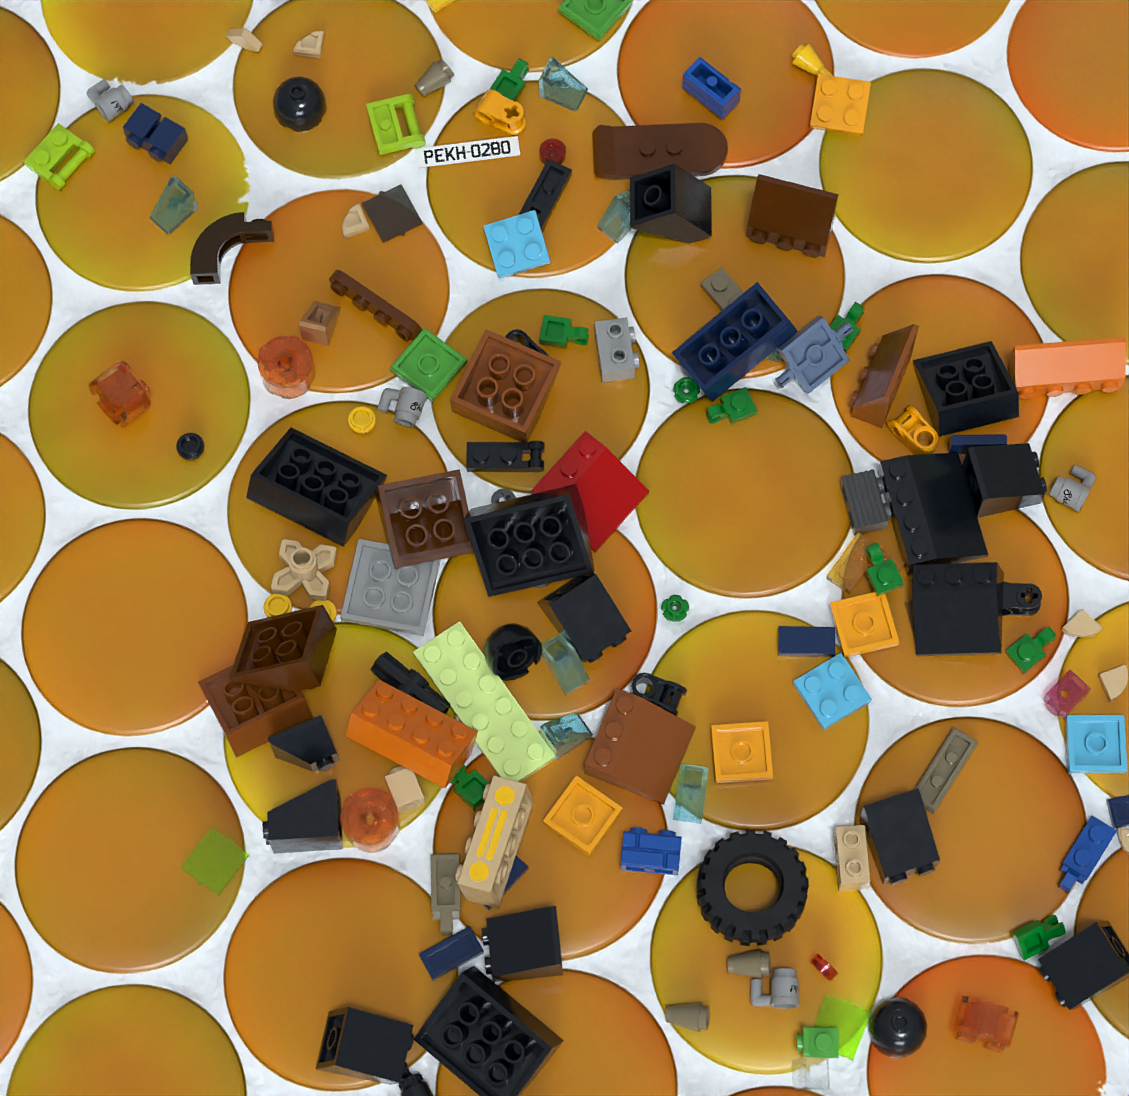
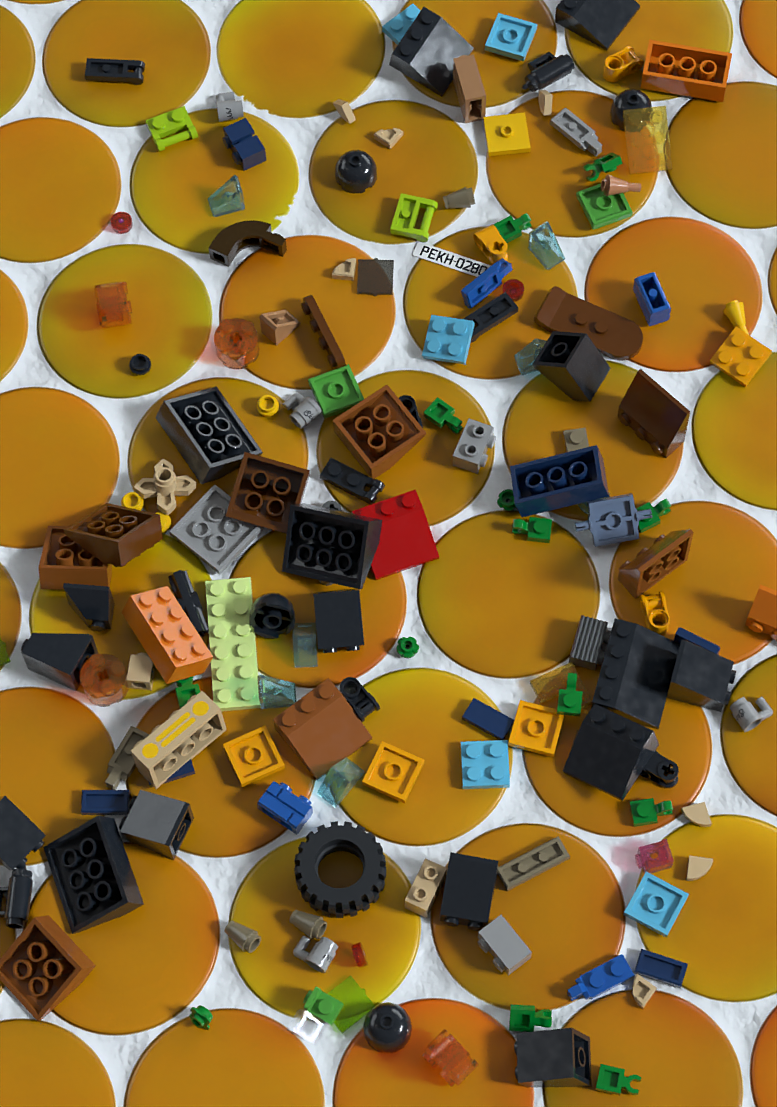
camera: 30 degrees right, 5 degrees down
(68, 294) = (121, 222): none -> clear red tile
(519, 159) = (485, 283): none -> blue hinge
(967, 388) = (713, 601): black slope -> none
(969, 874) = (503, 945): none -> light grey brick

